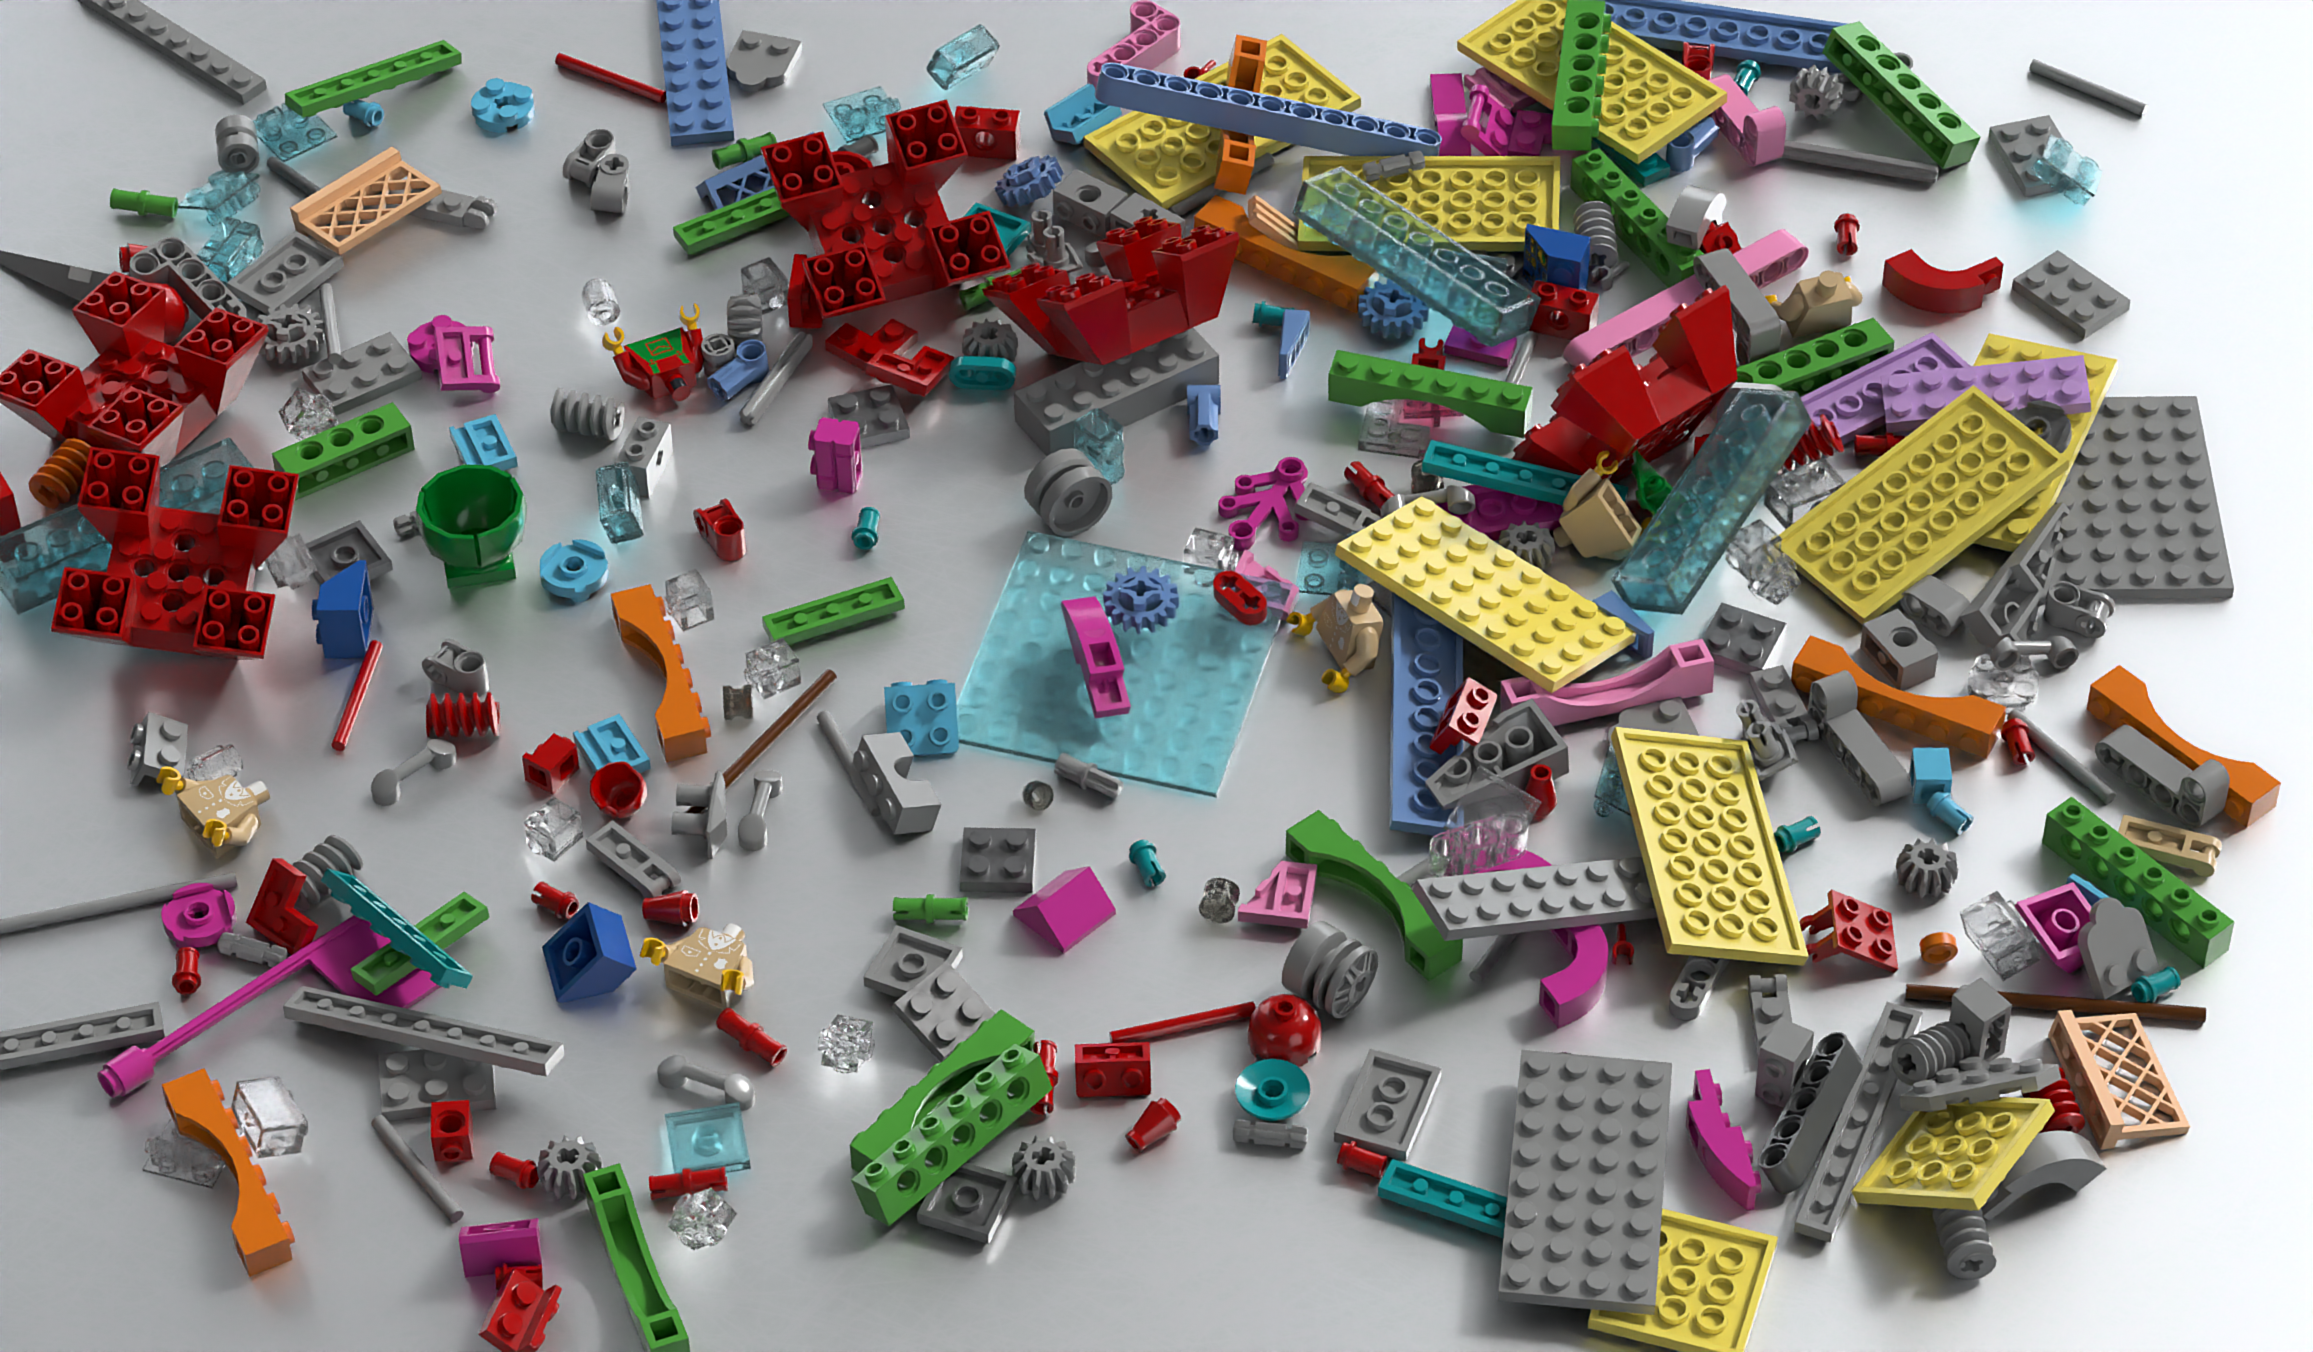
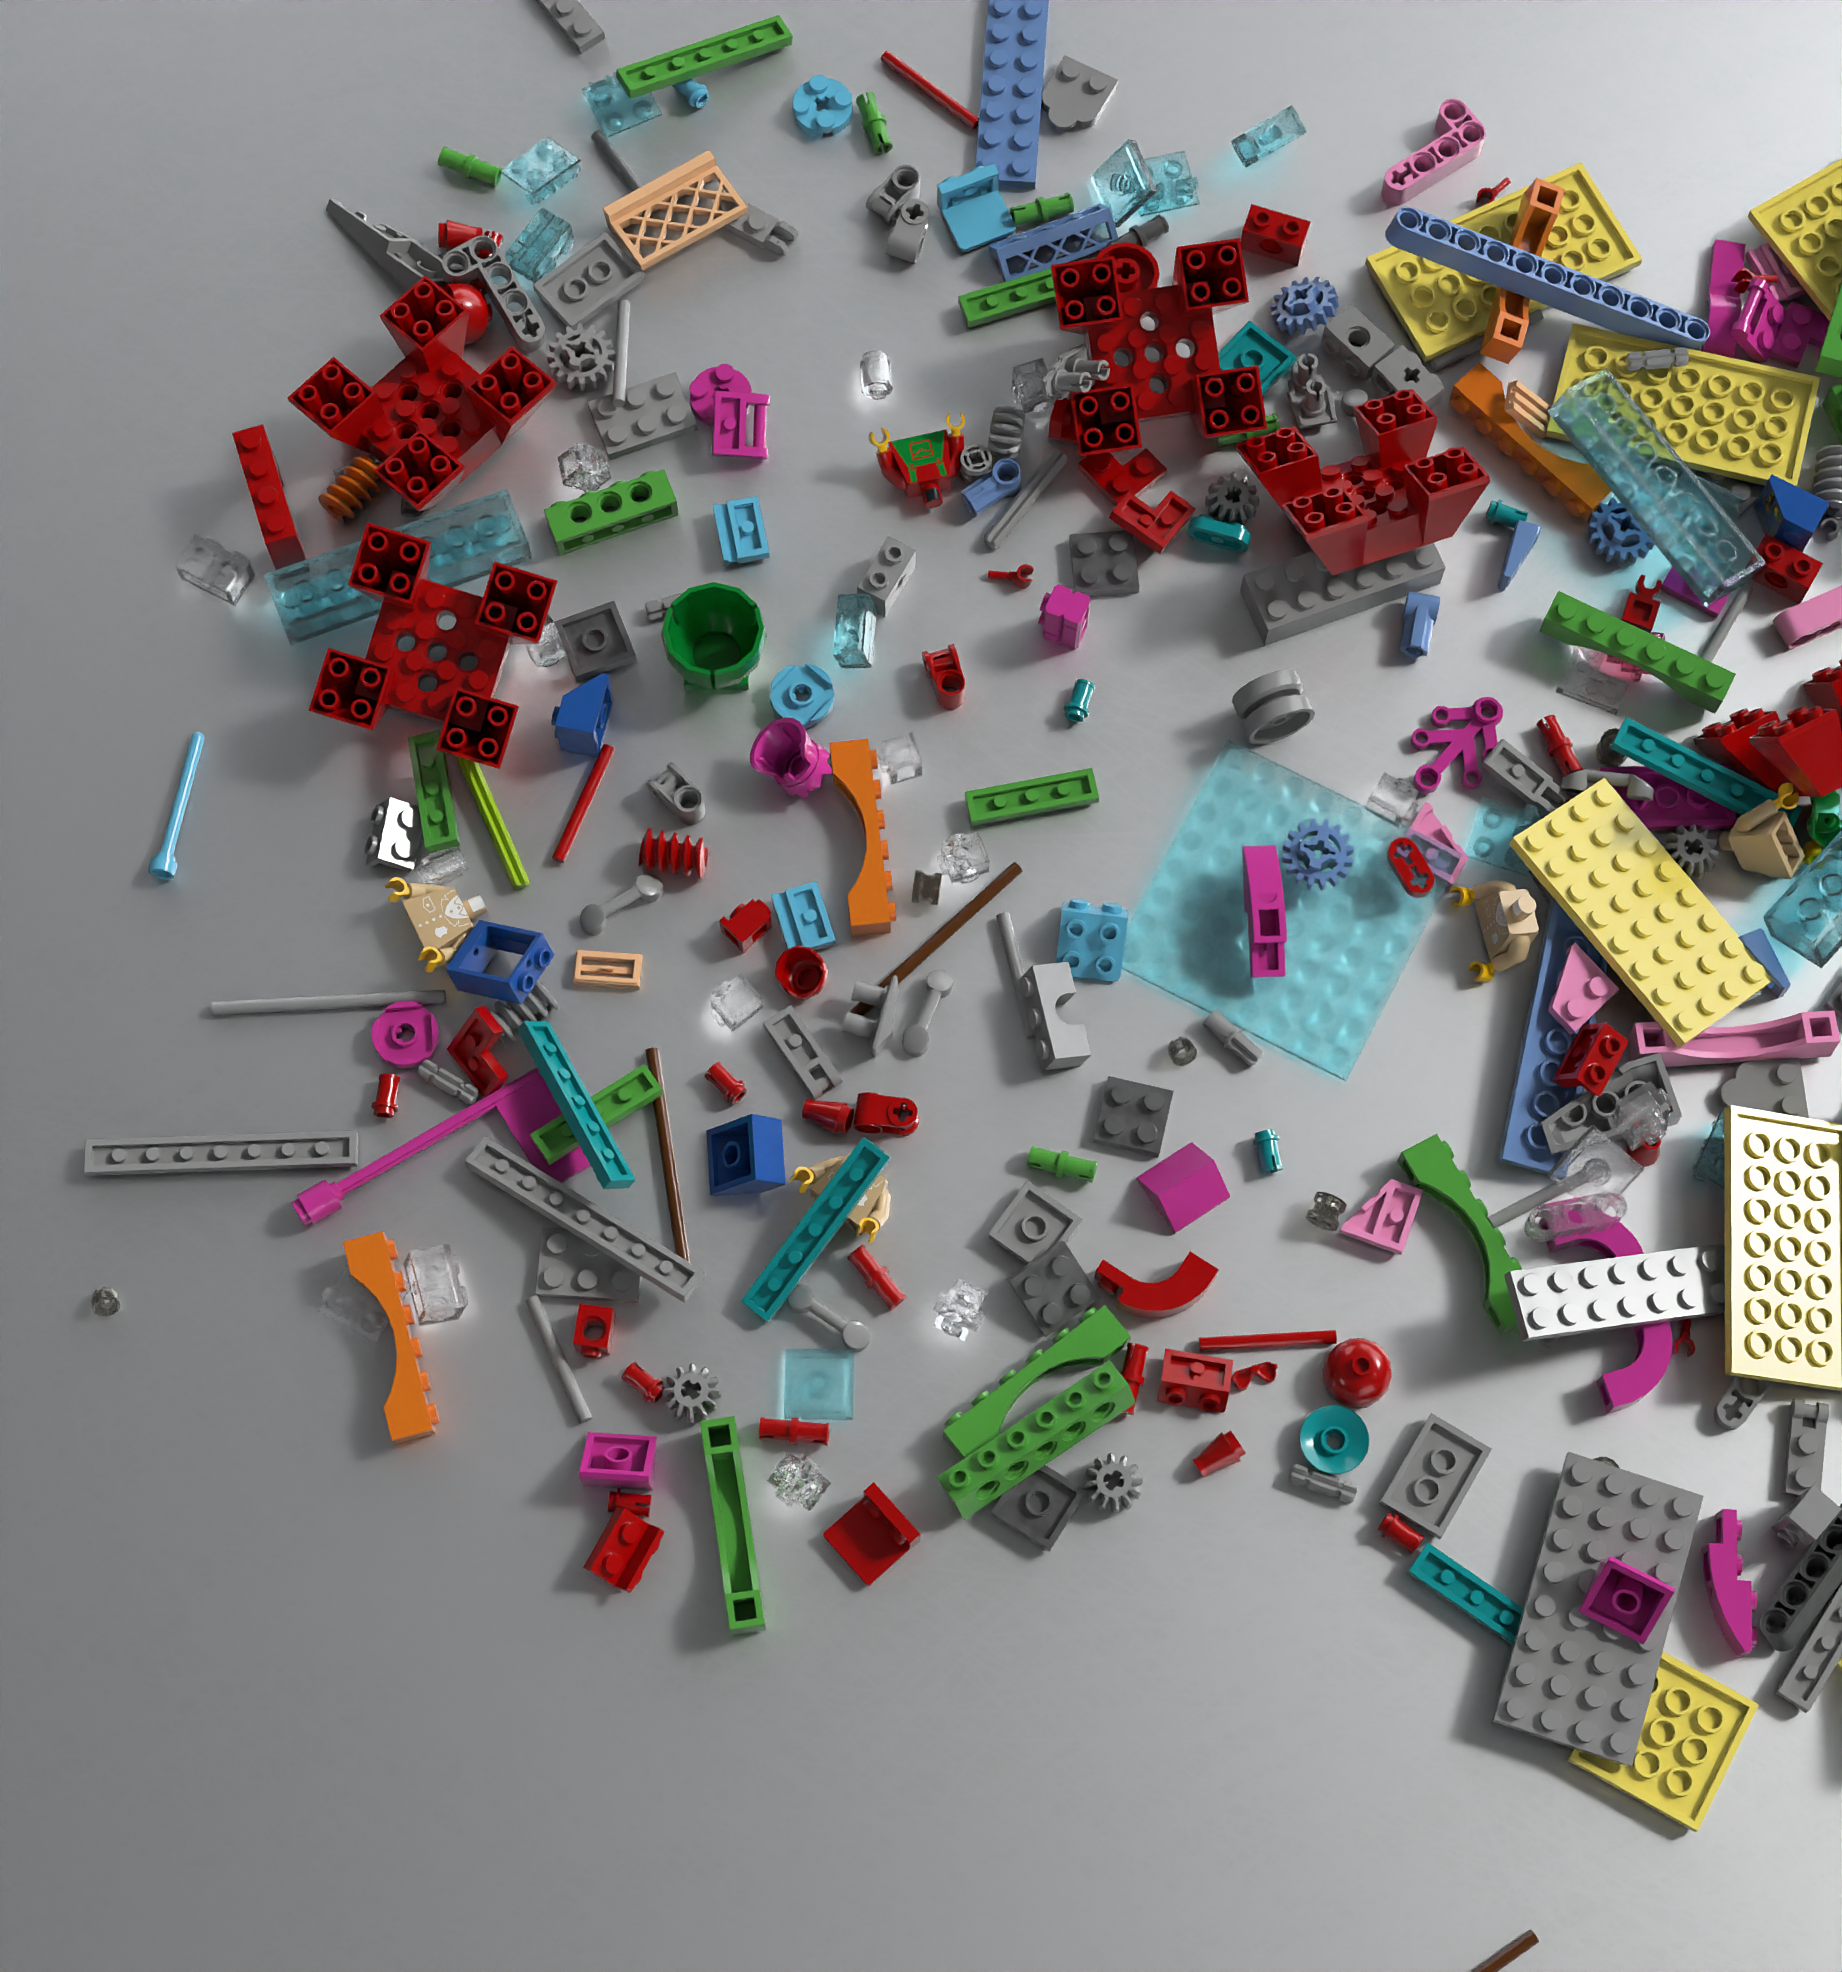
camera: 10 degrees right, 25 degrees up
(194, 703) = (433, 792): none -> bright green plate
(237, 144) = (565, 113): light grey wheel -> none
(261, 721) = (494, 823): none -> lime axle
(292, 825) = (487, 938): none -> blue window
(409, 833) = (602, 981): none -> light nougat tile
(502, 970) = (668, 1158): none -> reddish brown piece
(558, 110) = (874, 123): none -> bright green pin
(572, 609) = (790, 757): none -> dark pink hat
(587, 416) = (841, 515): light grey piece -> none
(673, 156) = (974, 208): none -> medium azure bracket
(676, 994) = (816, 1229): none -> teal plate
(729, 897) = (881, 1113): none -> red piece
(785, 442) = (1014, 576): none -> red hand
(795, 1254) = (872, 1535): none -> red bracket
(802, 244) = (1073, 373): none -> light grey connector
(824, 108) = (1124, 182): none -> clear light blue plate
(1055, 1002) = (1158, 1298): none -> red arch
(1079, 115) = (1364, 230): medium azure bracket -> none
(1101, 443) = (1312, 658): clear light blue brick -> none
(1185, 1051) = (1265, 1371): none -> red piece
(1329, 969) = (1412, 1323): light grey wheel -> none
(1439, 668) = (1580, 990): none -> bright pink wing
(1463, 92) = (1744, 276): none -> red hand
(1523, 738) = (1643, 1115): none -> clear brick
(1610, 1146) = (1625, 1599): none -> dark pink slope

